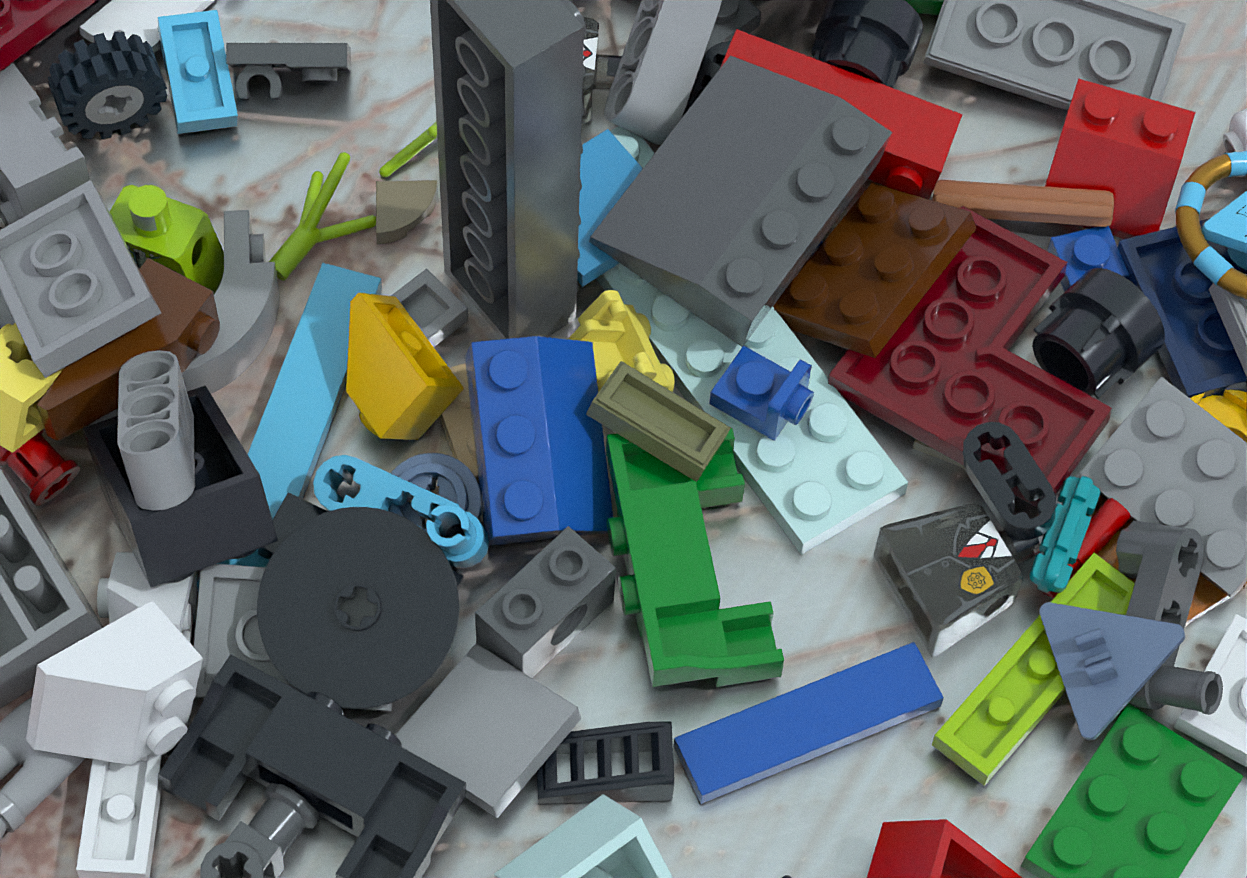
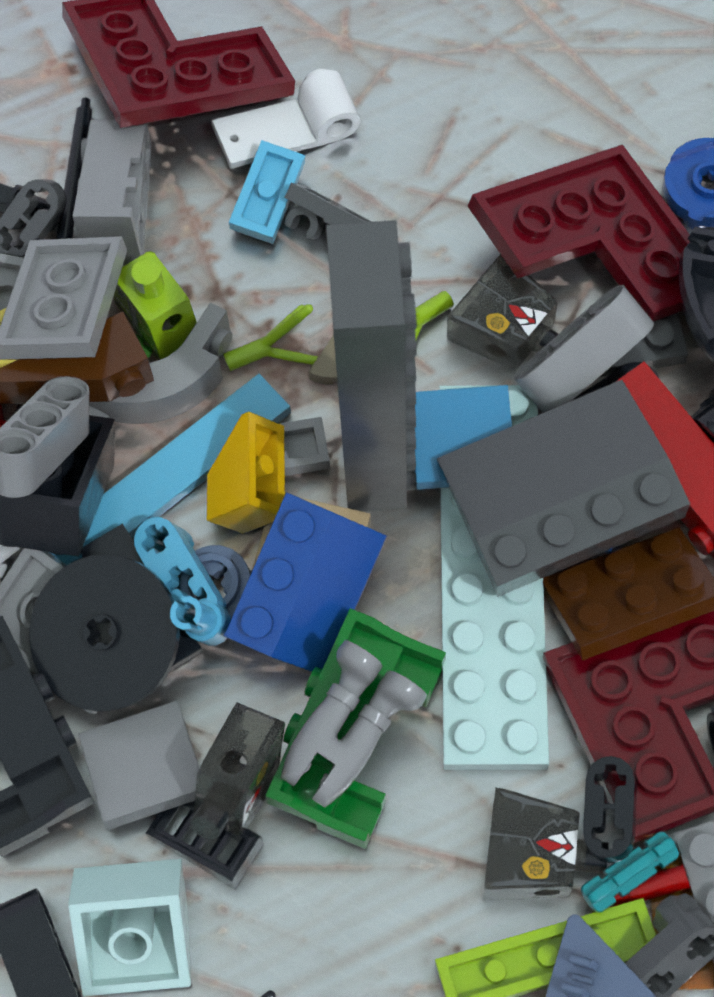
camera: 40 degrees right, 5 degrees up
(107, 85) = (197, 171): black wheel -> none
(546, 603) = (211, 697): dark grey brick -> none
(615, 690) = (230, 791): none -> clear smoke torso
(620, 336) = (409, 554): light yellow piece -> none
(658, 421) = (390, 619): olive tile -> none
(720, 483) = (356, 747): none -> light grey piece
(763, 392) = (484, 639): blue bracket -> none
(807, 722) = (361, 893): blue tile -> none

